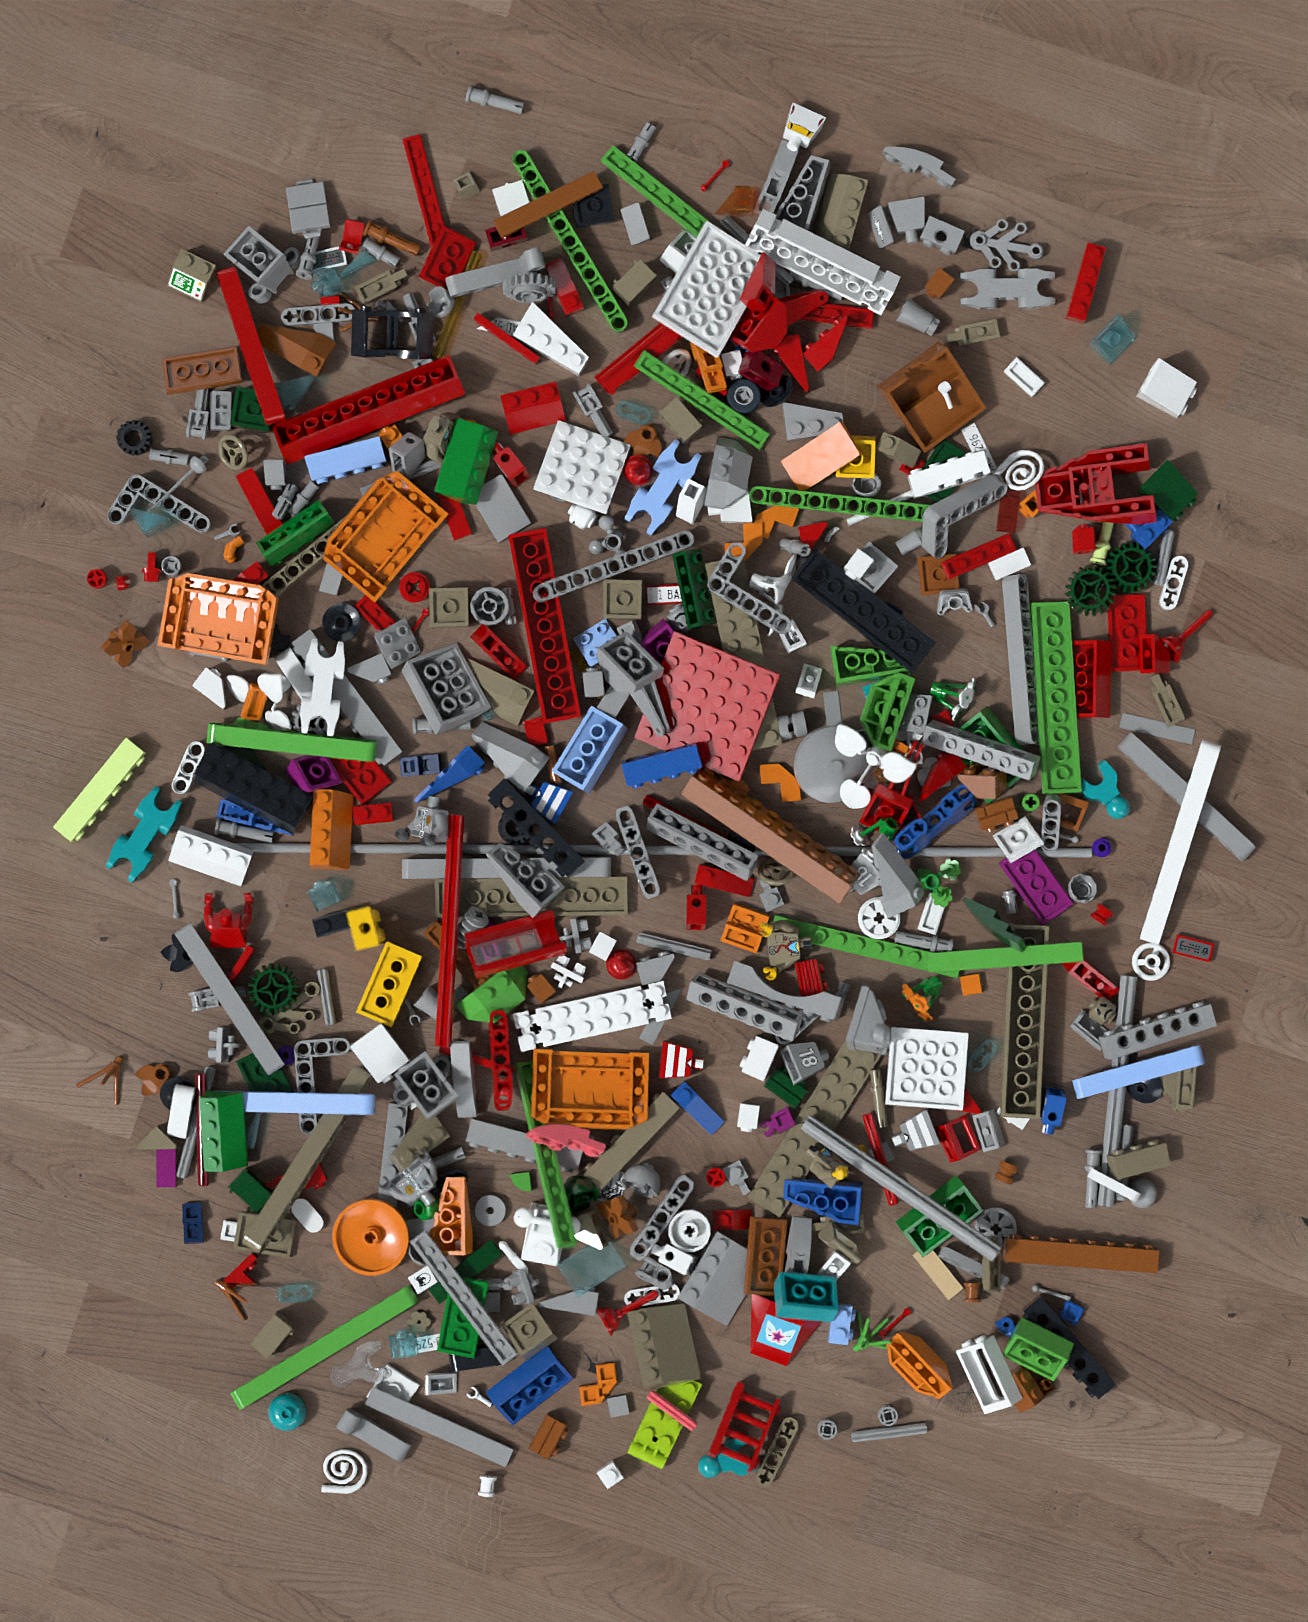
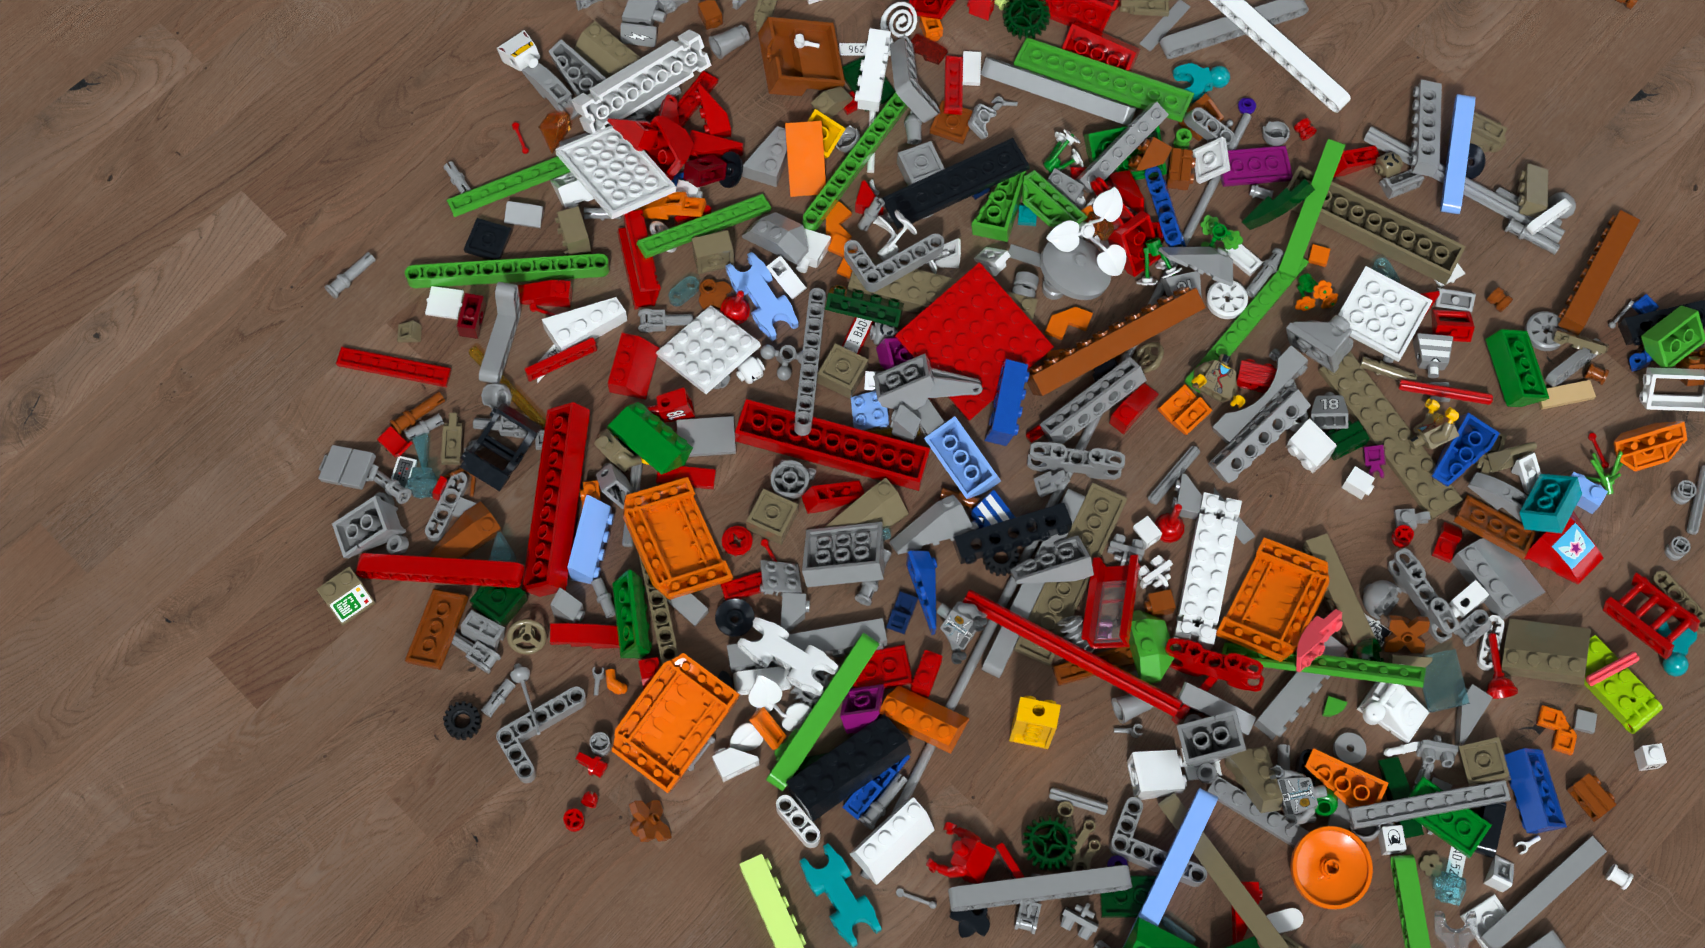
camera: 60 degrees left, 20 degrees down
(150, 522) = (547, 741): clear light blue slope -> none
(284, 501) = (597, 613): light grey axle -> none
(324, 894) = (981, 753): clear light blue brick -> none
(331, 923) = (1012, 758): black brick -> none
(376, 988) = (1095, 721): yellow brick -> none
(447, 257) = (460, 374): red tile -> none
(529, 287) = (528, 314): light grey gear -> none
(535, 731) = (921, 499): red bracket -> none
(547, 204) = (465, 267): dark orange tile -> none
(678, 1061) = (1281, 519): torso -> none
(689, 1241) = (1447, 576): white wheel -> none
(696, 915) = (1151, 438): red torso -> none
(697, 1107) = (1329, 522): blue slope -> none
(743, 396) = (719, 195): black wheel -> none
(770, 897) = (1166, 376): light grey plate -> none
(858, 565) = (914, 165): white brick -> none
(901, 1188) = (1482, 379): light grey axle -> none
(1053, 1101) = (1462, 233): blue torso -> none
(1158, 973) = (1363, 105): white piece -> none
(1193, 948) = (1364, 78): tile -> none

